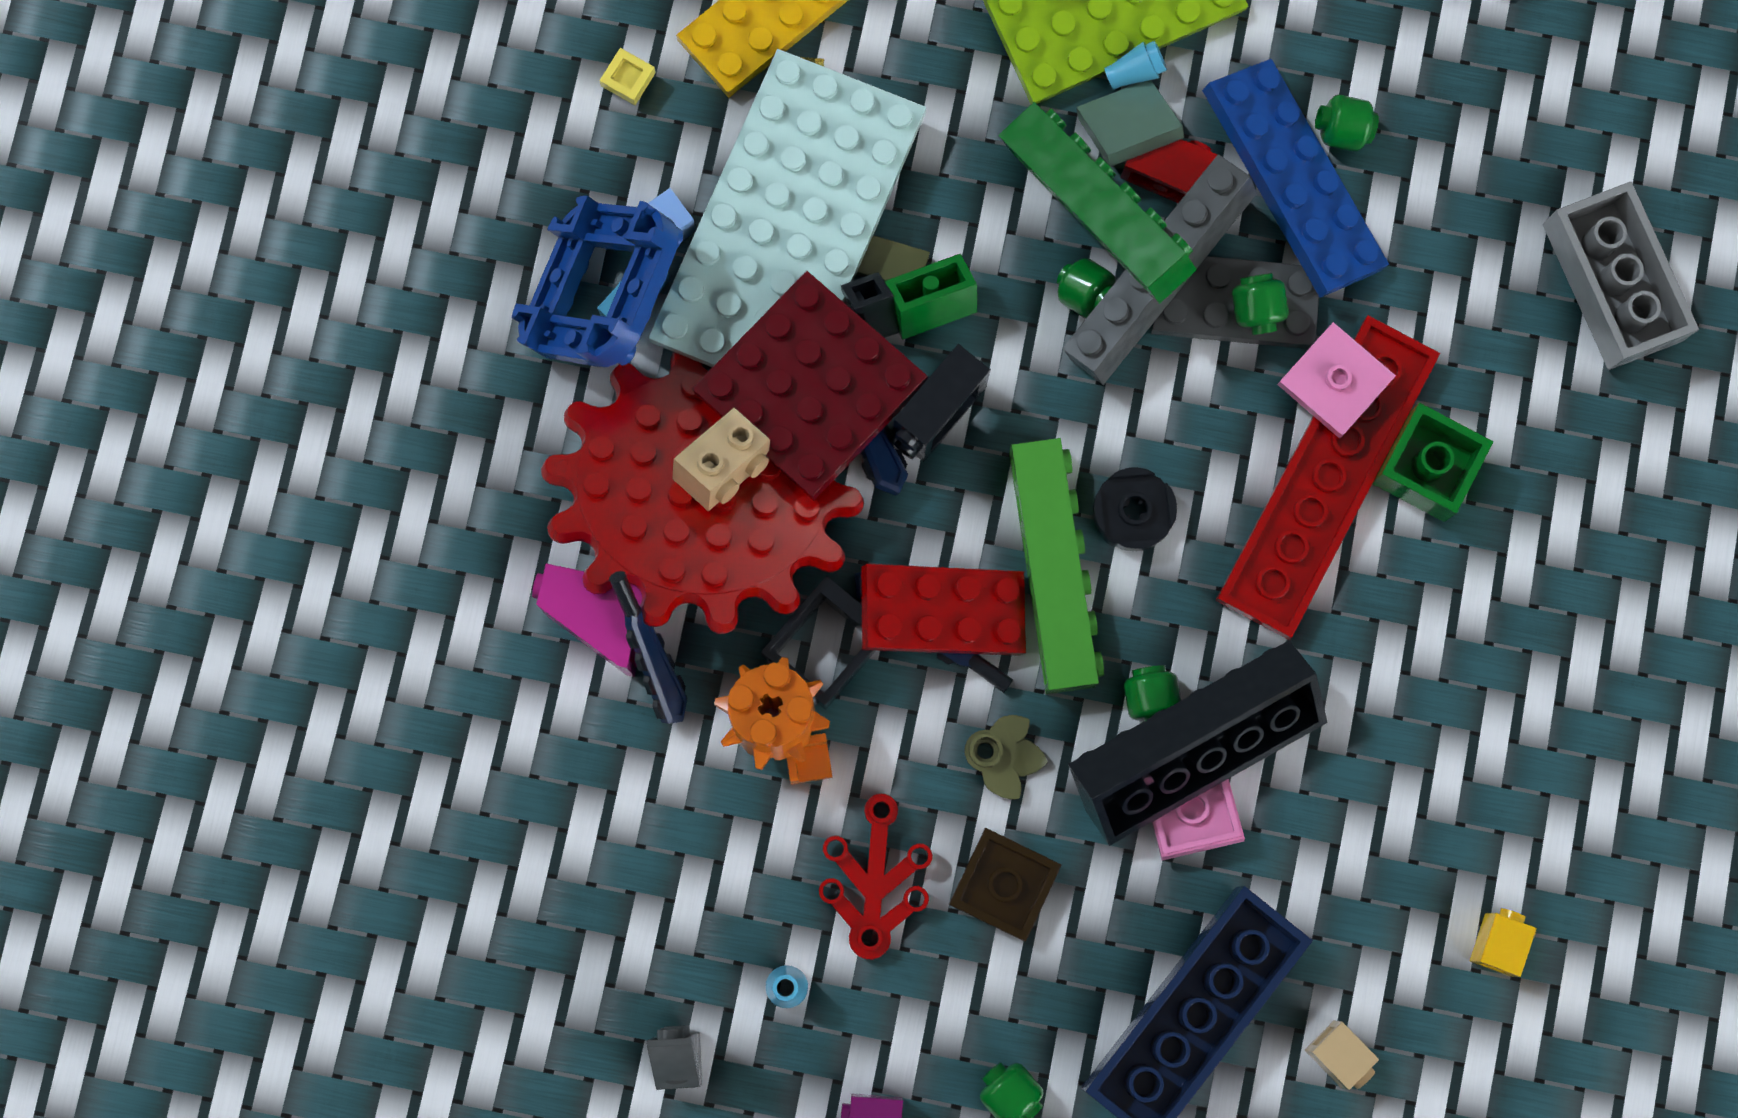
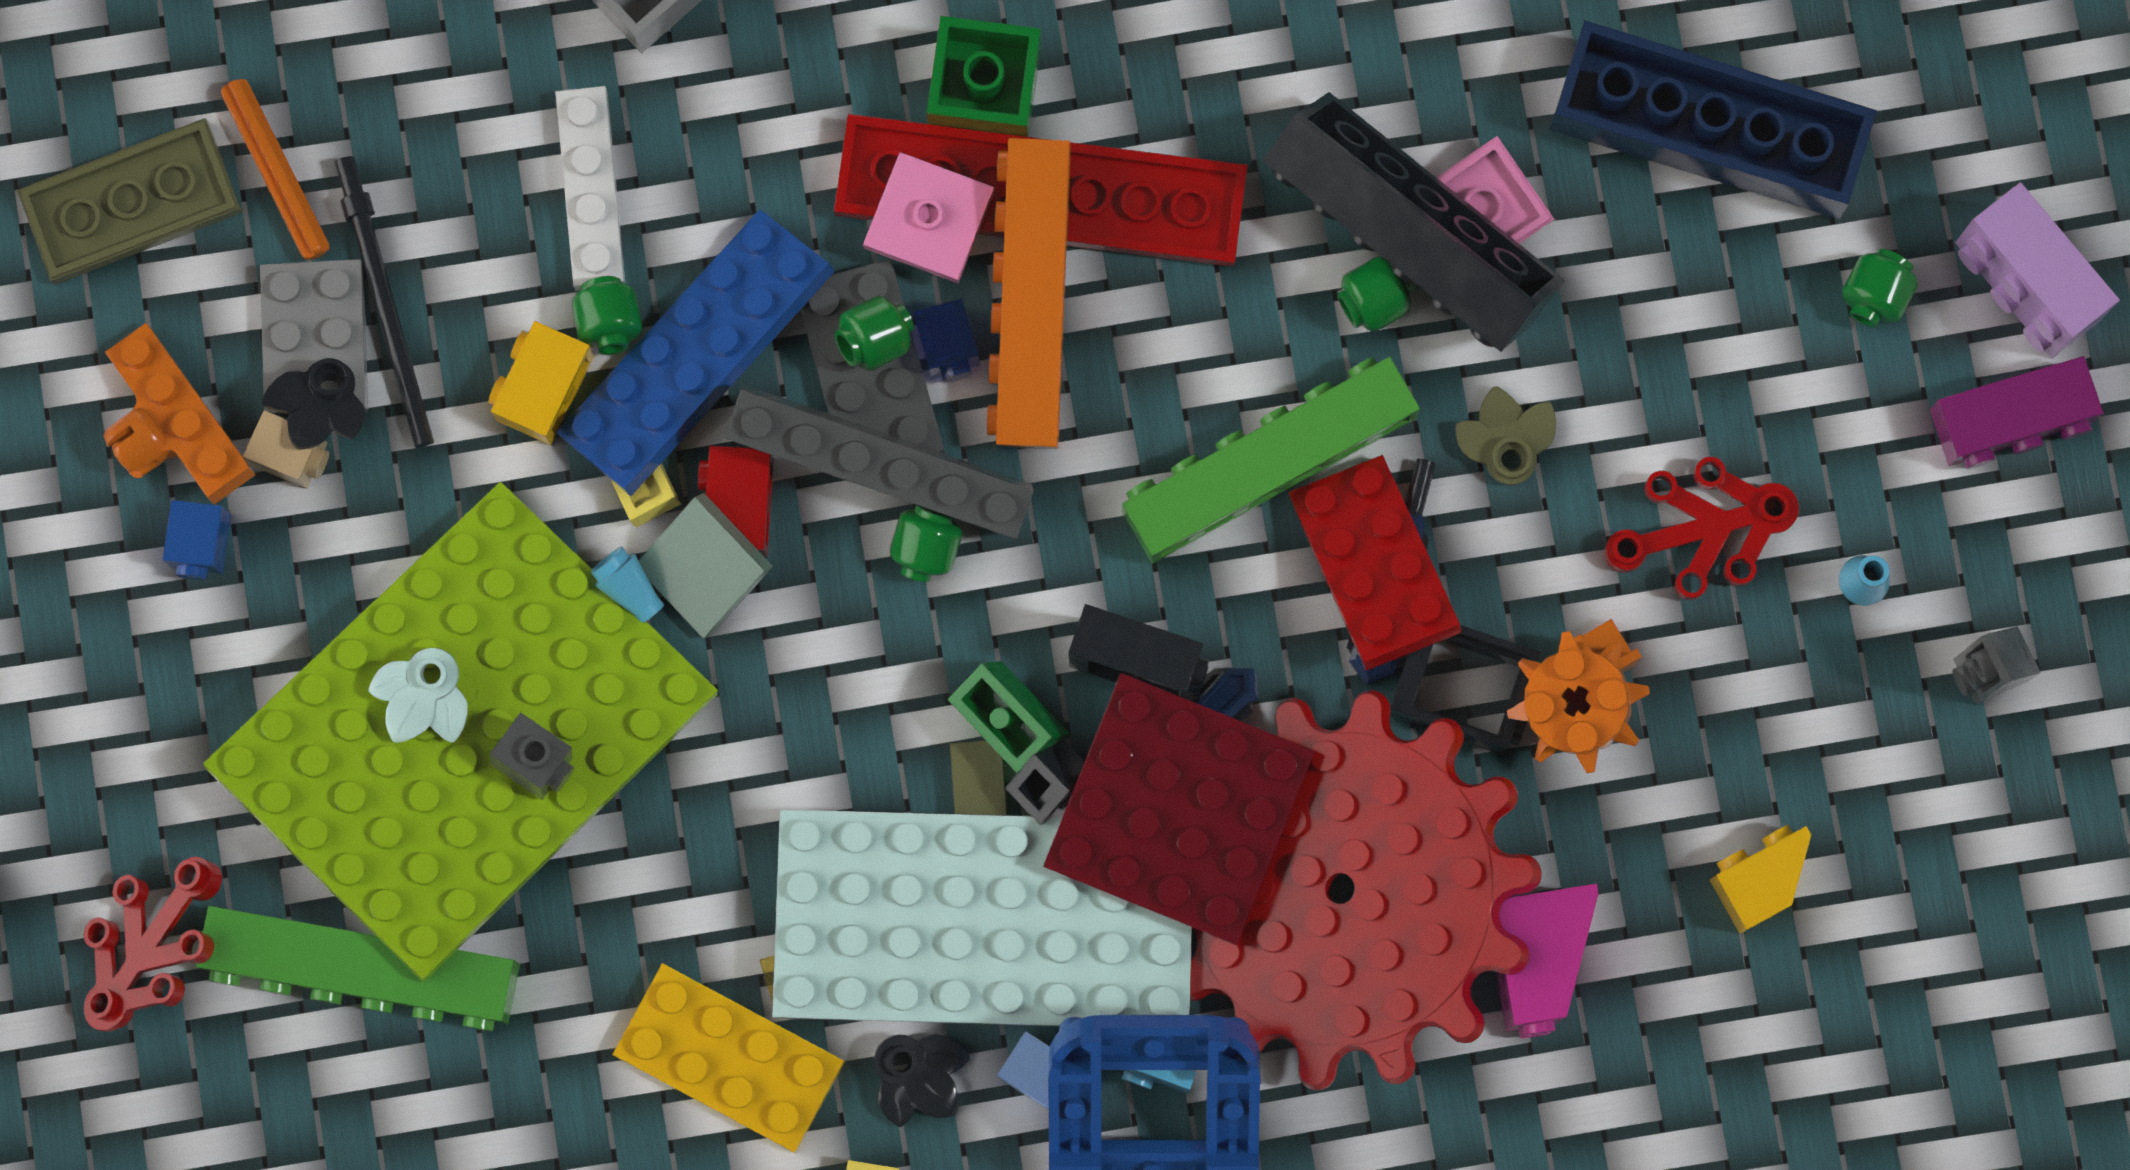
camera: 105 degrees left, 0 degrees up
(585, 808) = (1764, 882): none -> yellow slope
(650, 657) = (1570, 862): dark blue sword -> none
(690, 144) = (924, 1082): none -> black plate
(721, 460) = (1313, 870): tan brick -> none
(1005, 884) = (1653, 381): dark brown plate -> none
(1098, 202) = (830, 559): green brick -> none
(1116, 494) = (1175, 366): black plate -> none
(1195, 106) = (650, 499): none -> light yellow plate
(1236, 361) = (947, 341): none -> clear blue brick
(1249, 433) = (1032, 293): none -> orange brick
(1312, 59) = (540, 382): none -> yellow brick
(1452, 151) = (589, 184): none -> white plate

